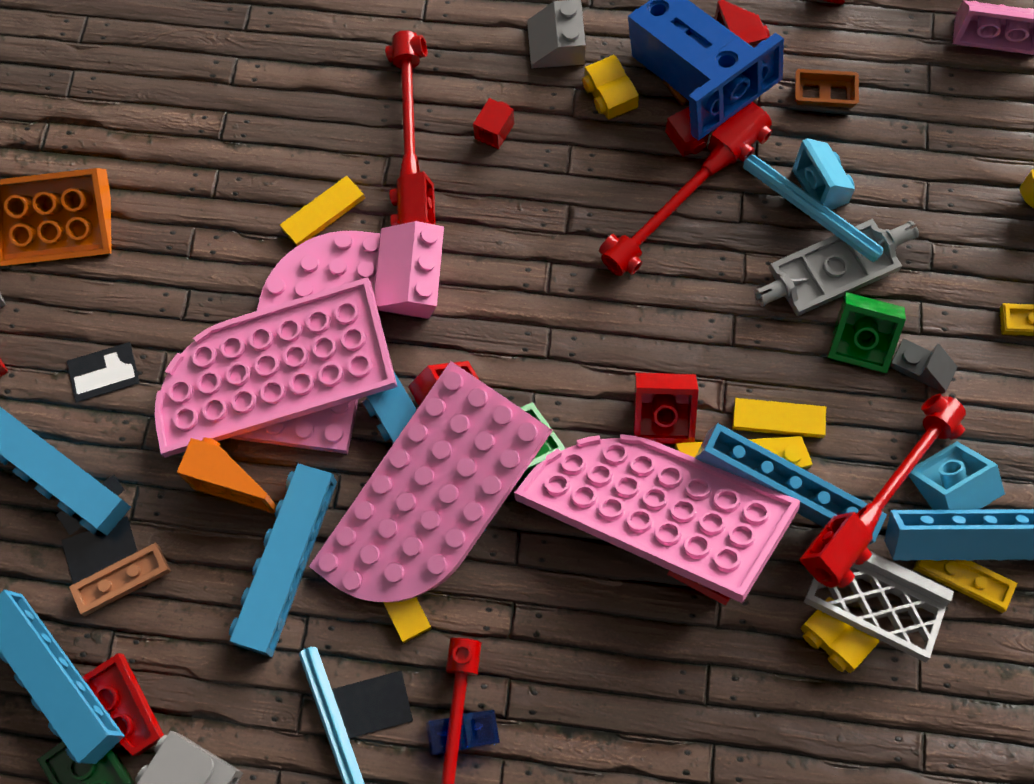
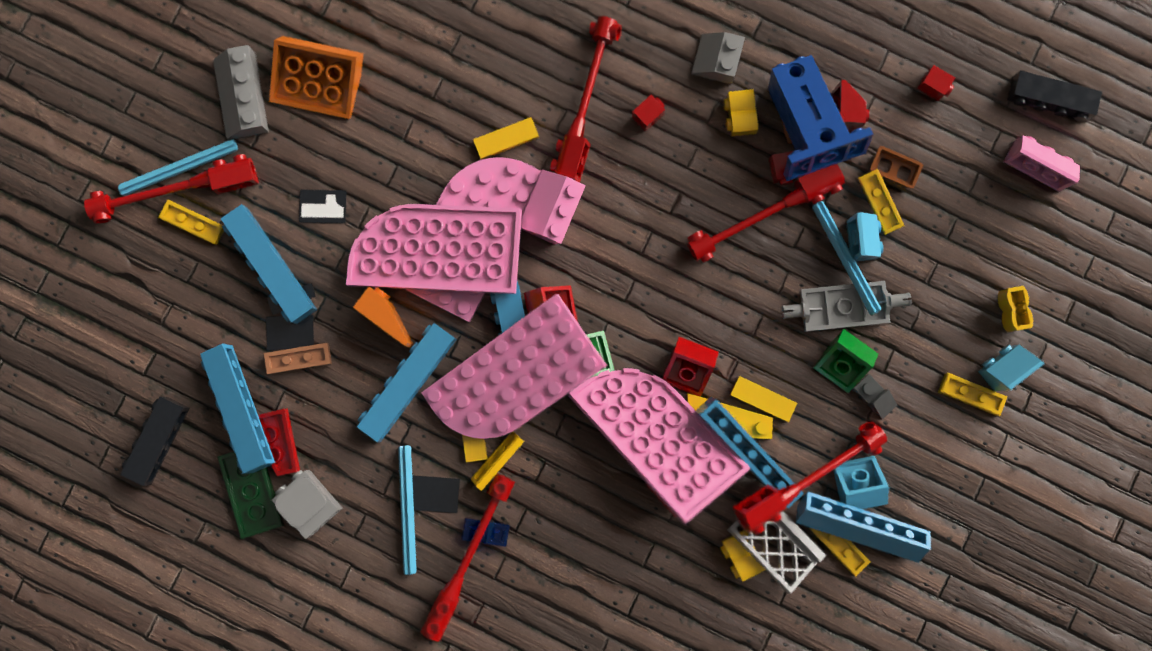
camera: 15 degrees right, 15 degrees up
(445, 622) = (496, 460): none -> yellow tile
(823, 127) = (881, 201): none -> yellow tile

